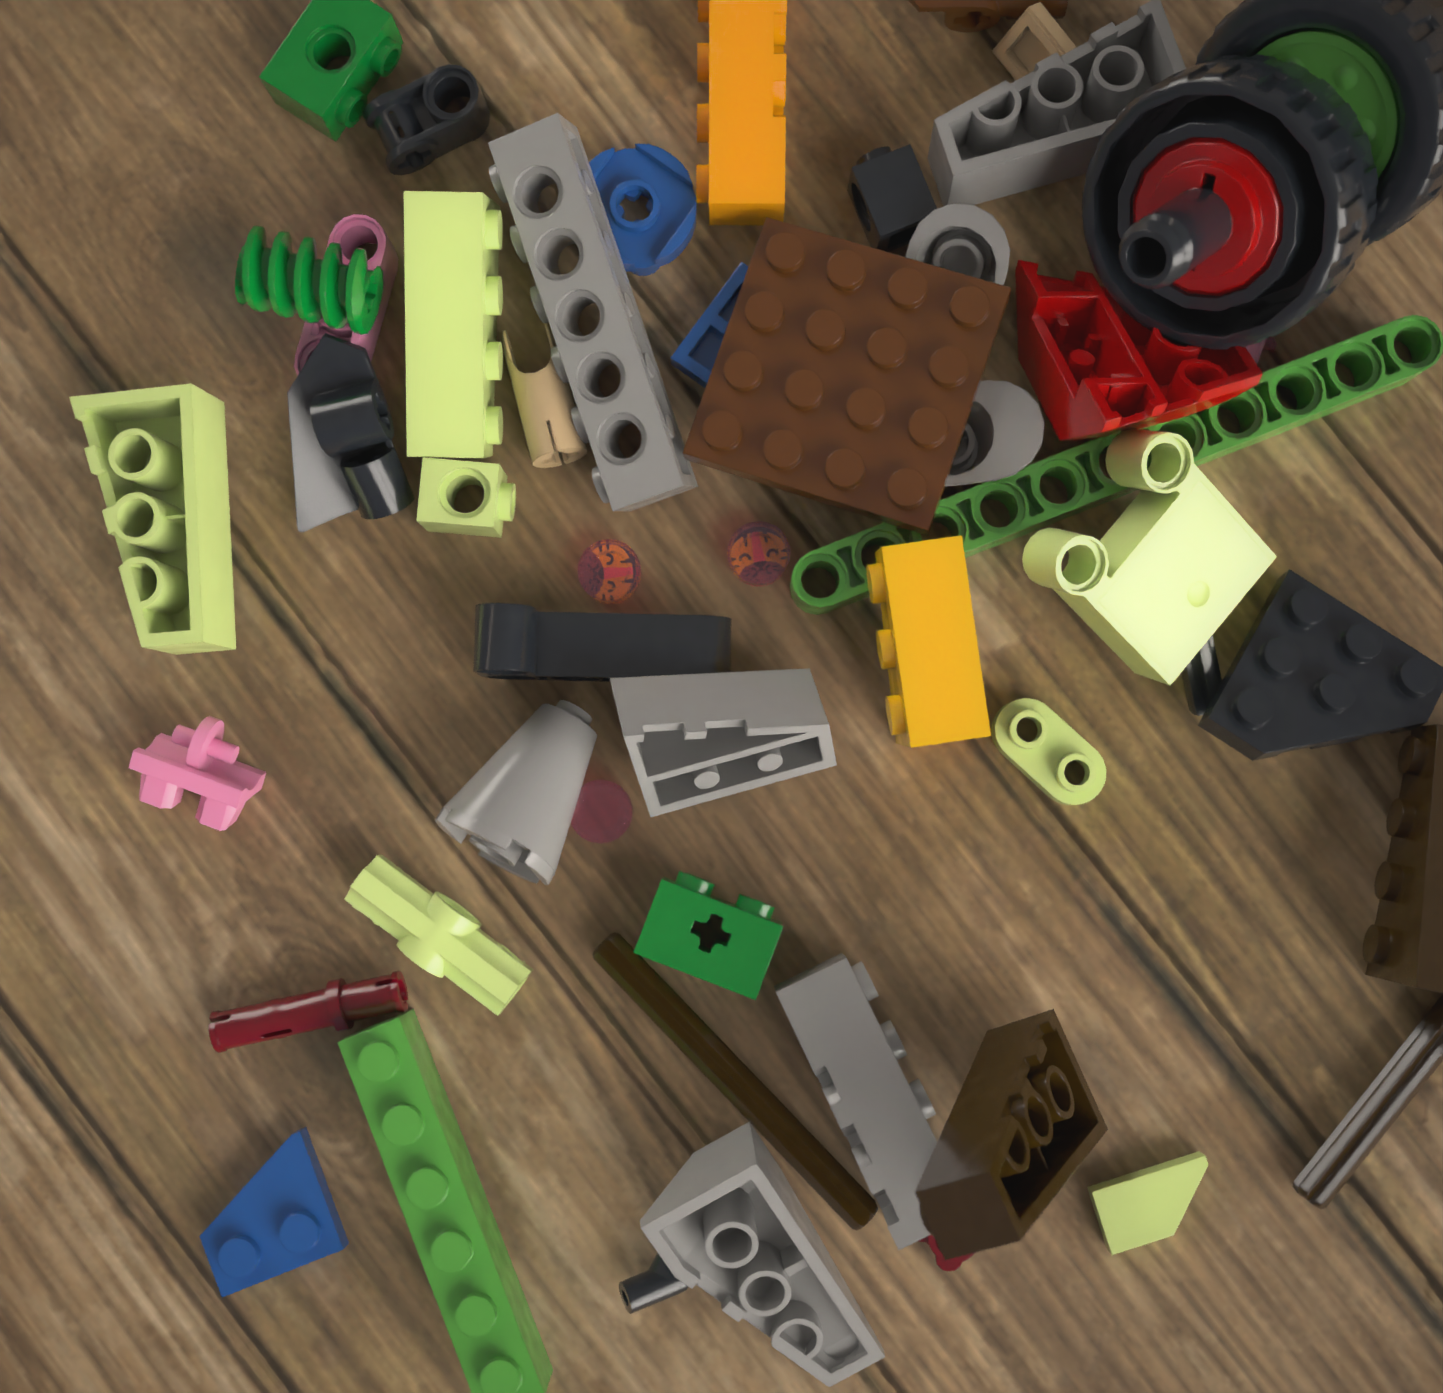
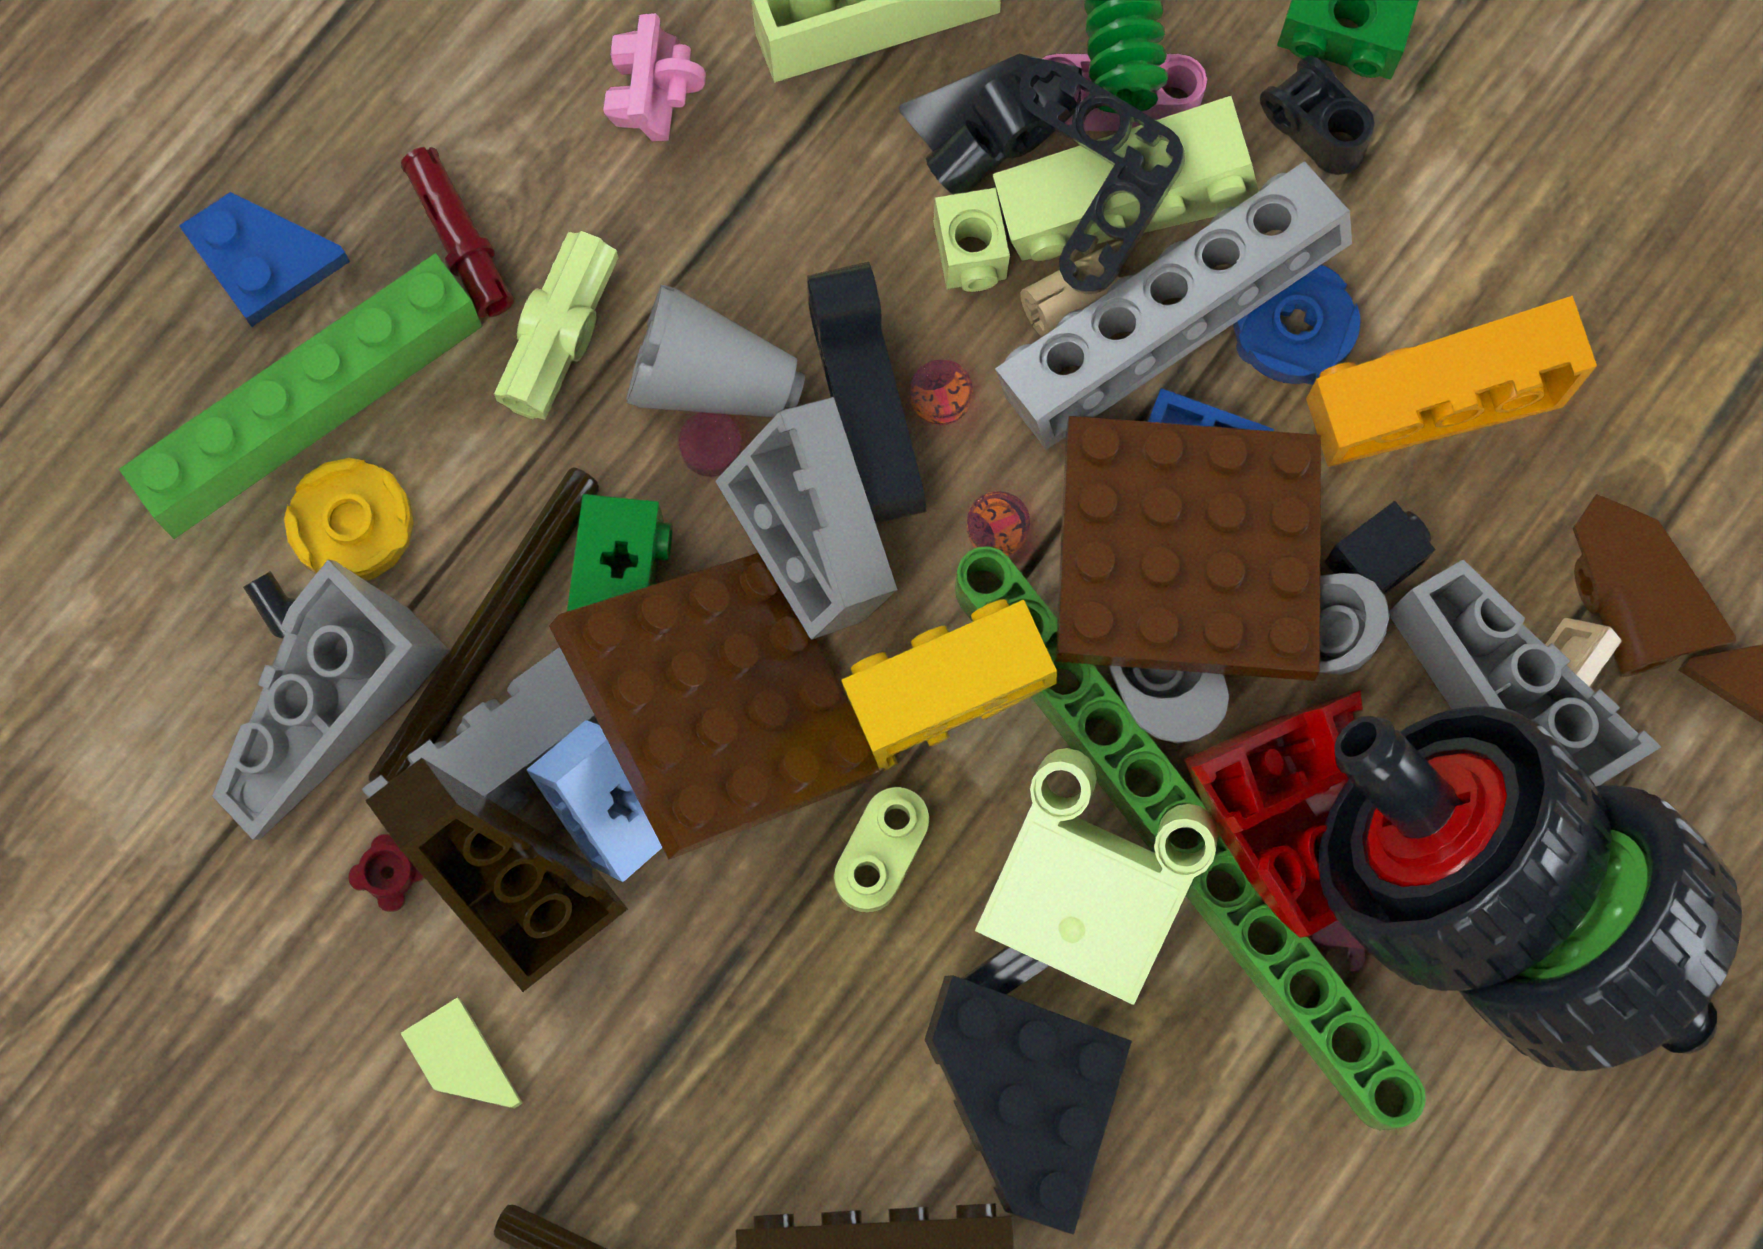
camera: 70 degrees right, 10 degrees down
(459, 321) = (1125, 176): none -> black beam
(584, 1190) = (349, 516): none -> yellow tile
(886, 878) = (715, 702): none -> reddish brown plate
(949, 1006) = (596, 802): none -> light blue brick

